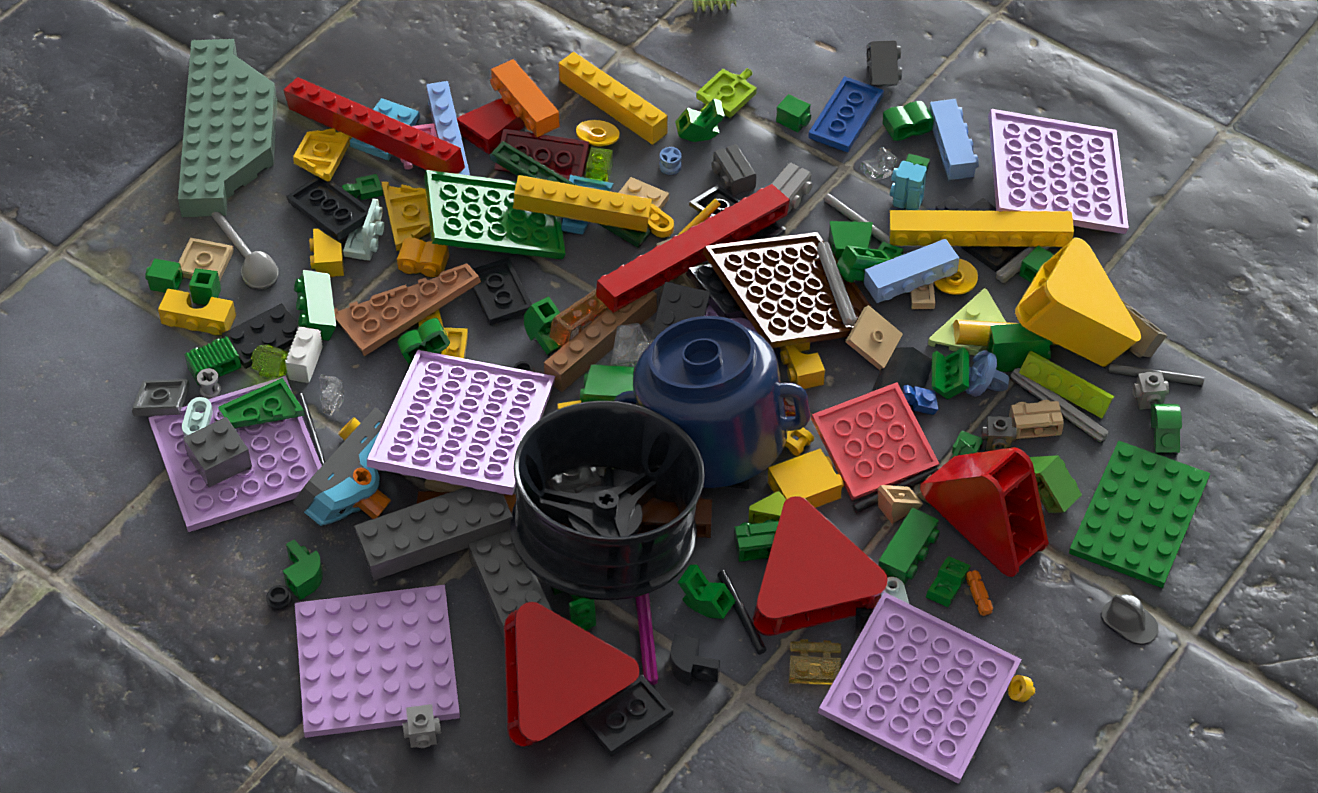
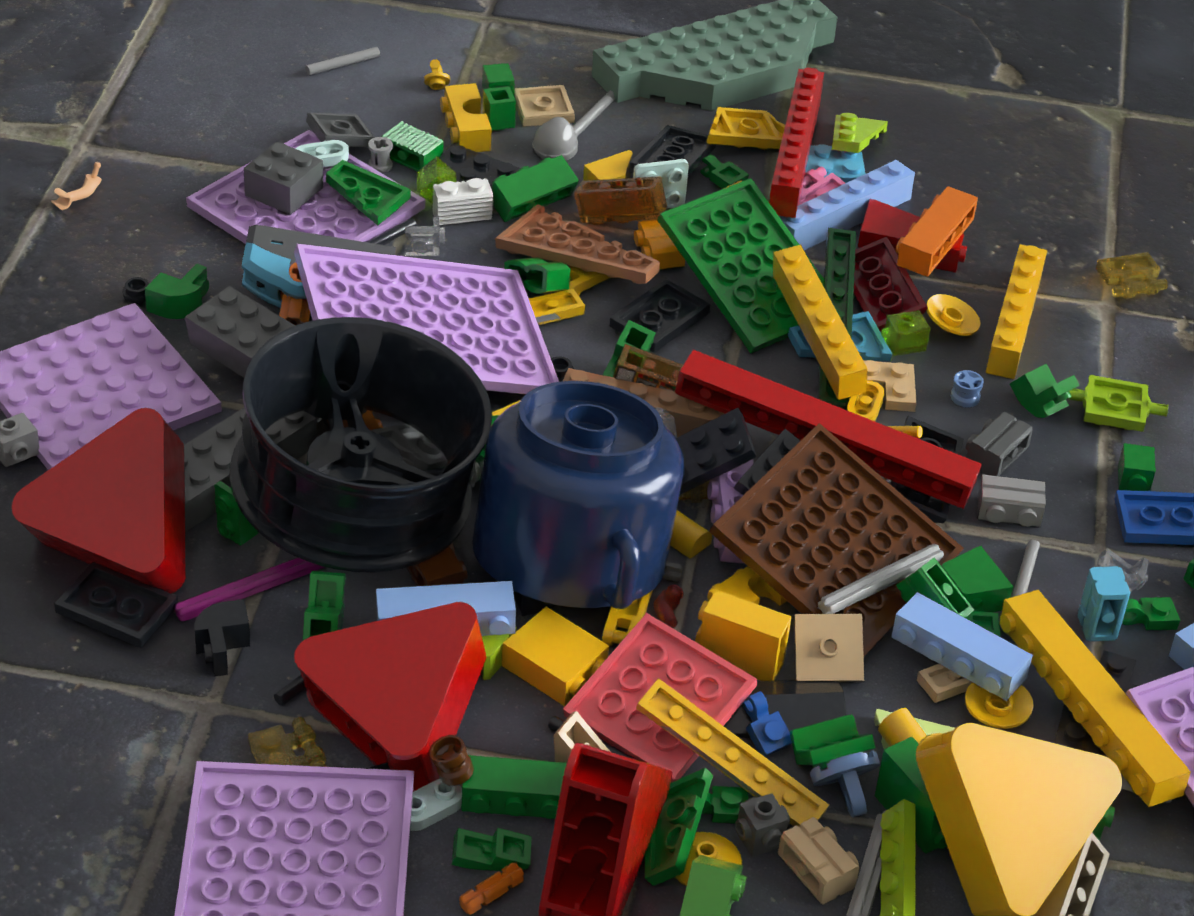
camera: 60 degrees right, 10 degrees down
(58, 365) = (342, 60): none -> light grey bar
(113, 585) = (90, 184): none -> light nougat piece
(127, 311) = (437, 79): none -> yellow plate
(368, 93) = (854, 133): none -> lime wing
(373, 257) = (620, 200): none -> clear orange brick
(601, 22) = (1131, 268): none -> clear yellow plate
(756, 521) = (491, 601): none -> light blue brick
(848, 374) = (744, 634): none -> yellow brick
(890, 561) = (451, 760): none -> reddish brown wheel
(943, 424) = (728, 752): none -> yellow plate

